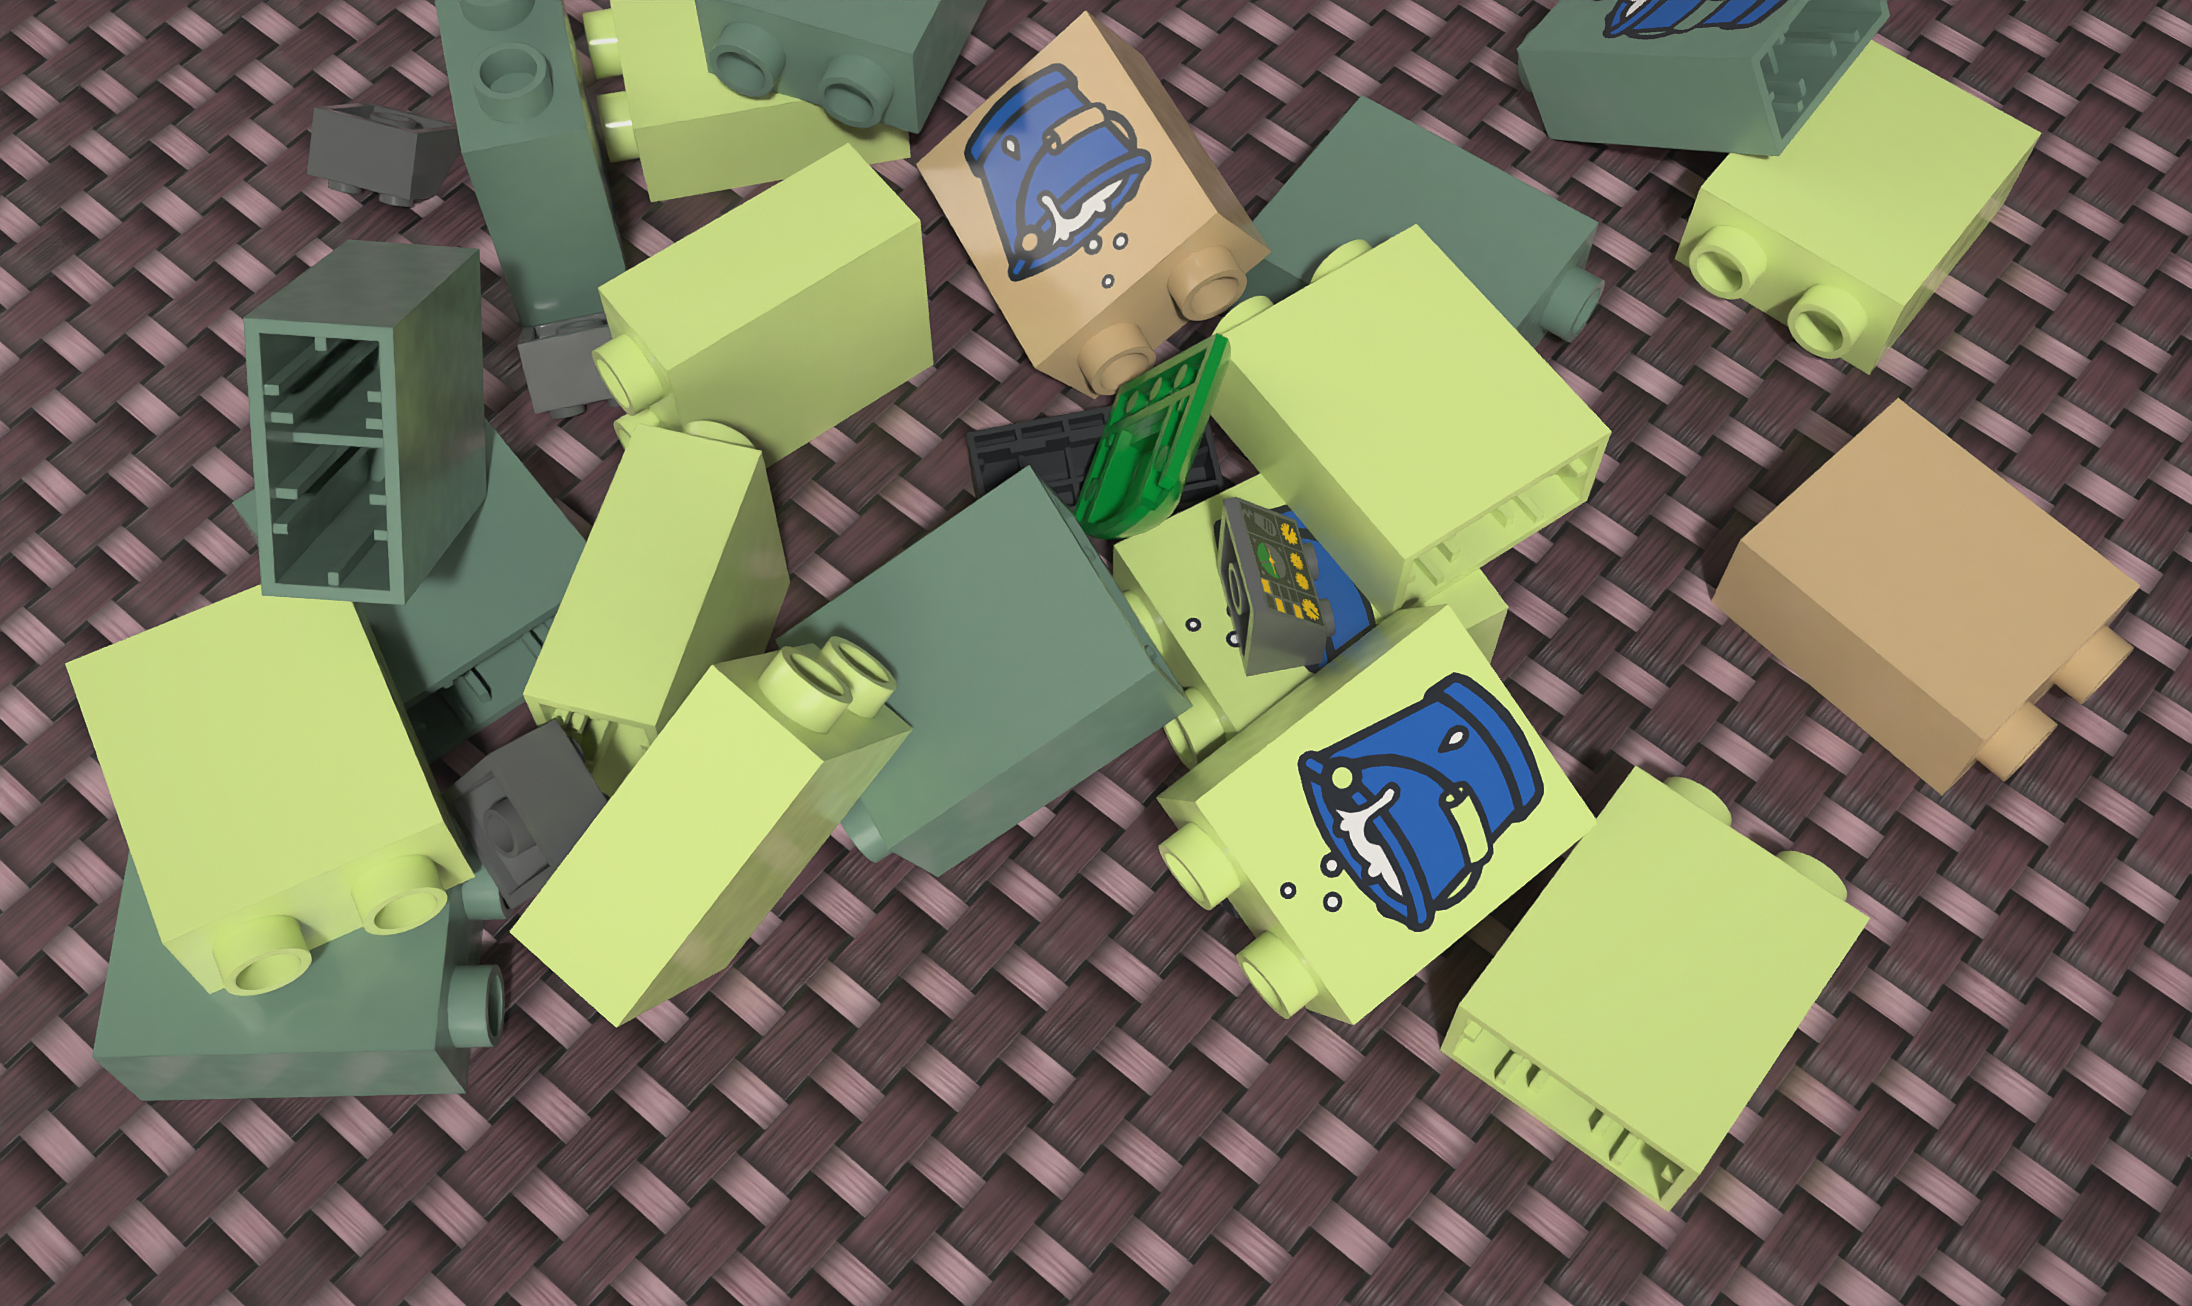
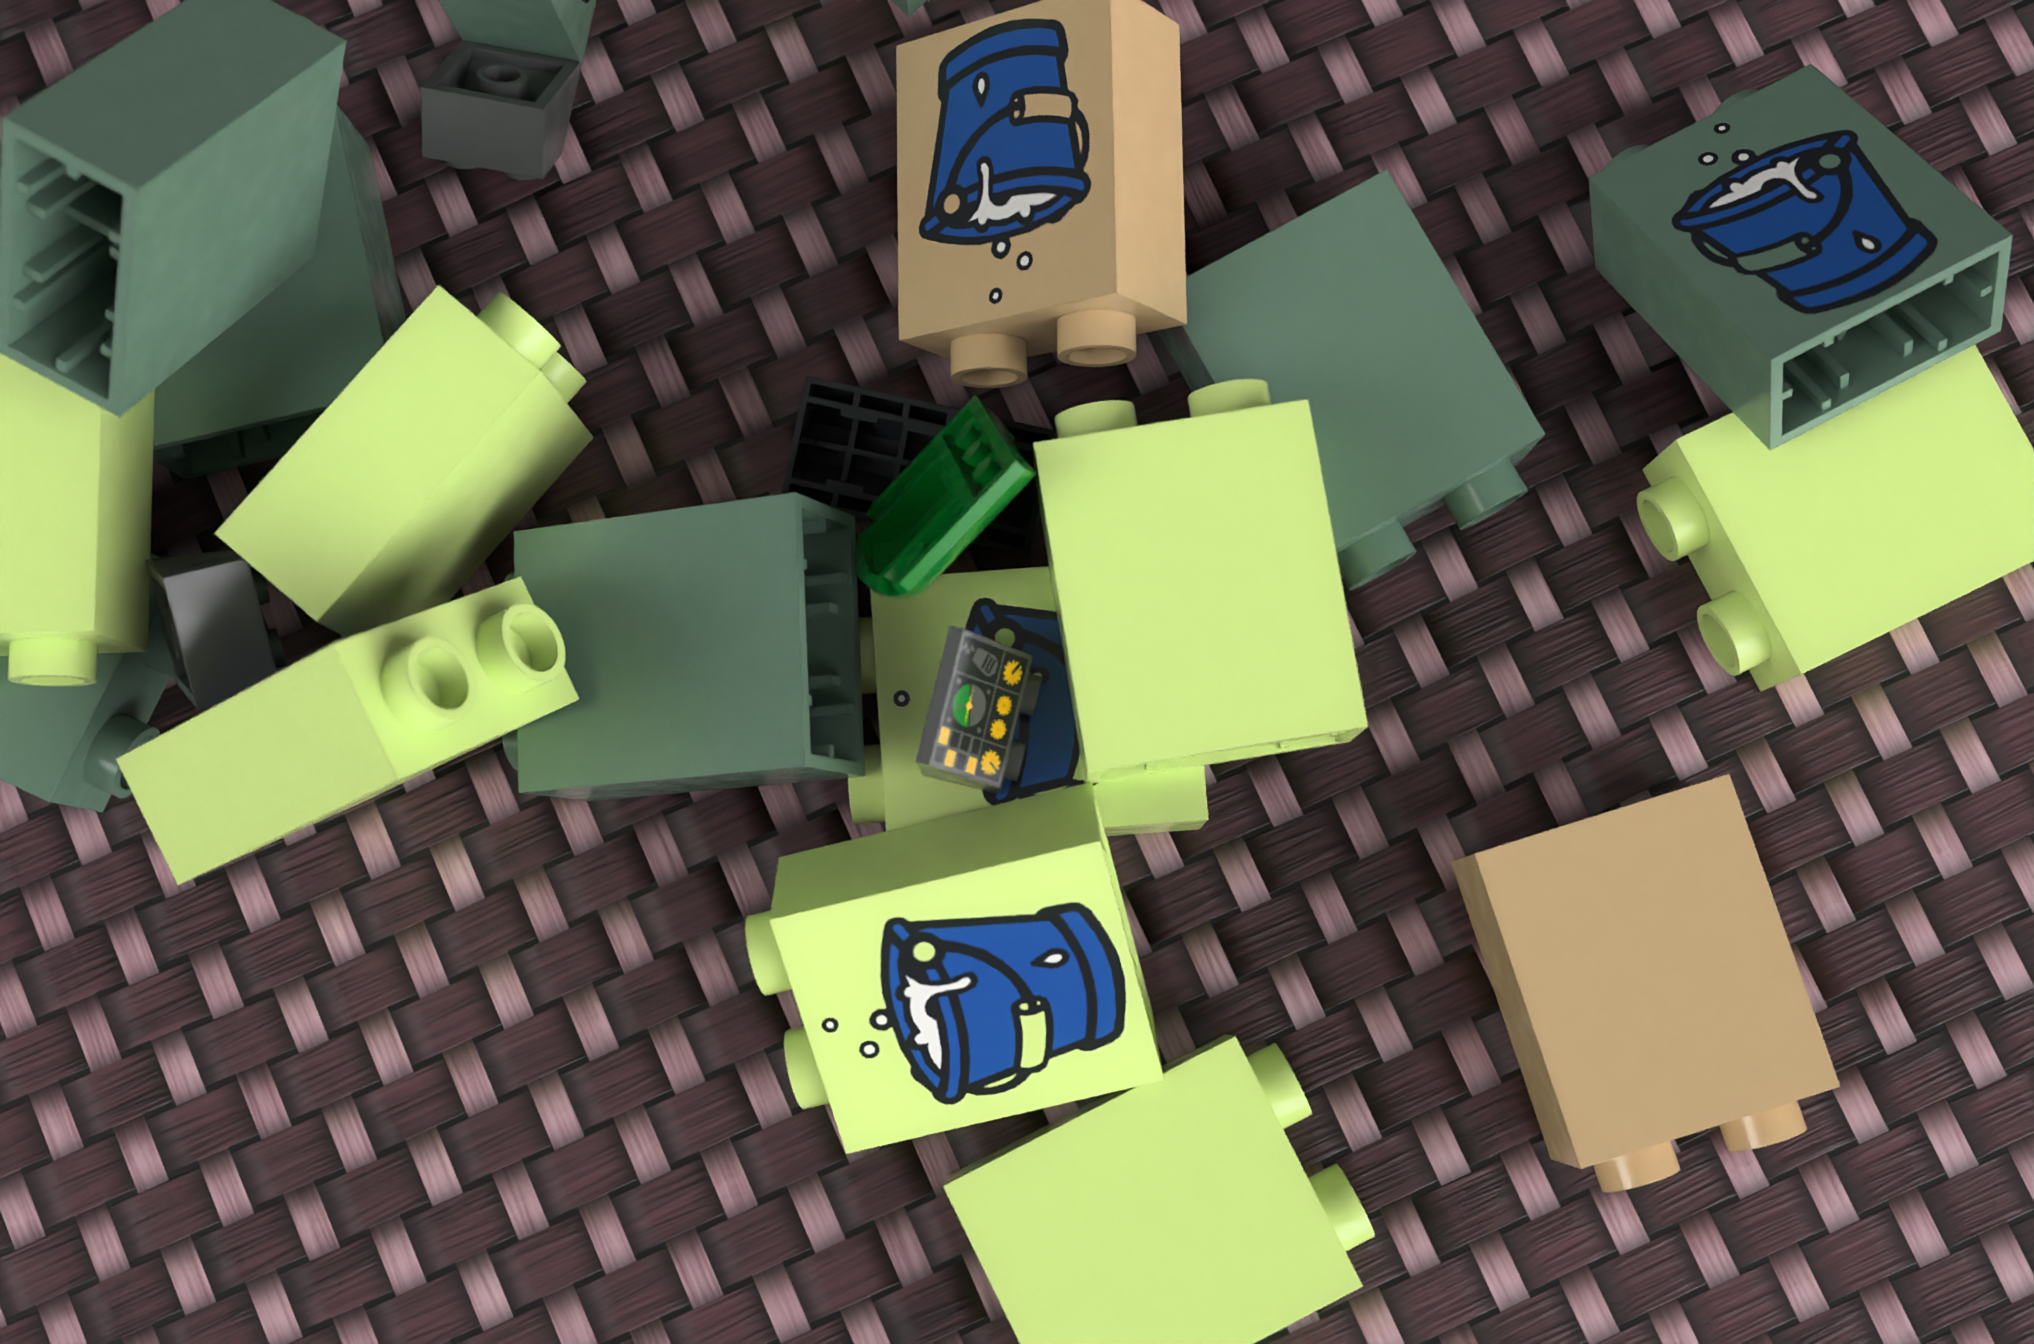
camera: 30 degrees right, 20 degrees up
(774, 312) = (646, 183): yellowish green brick -> none

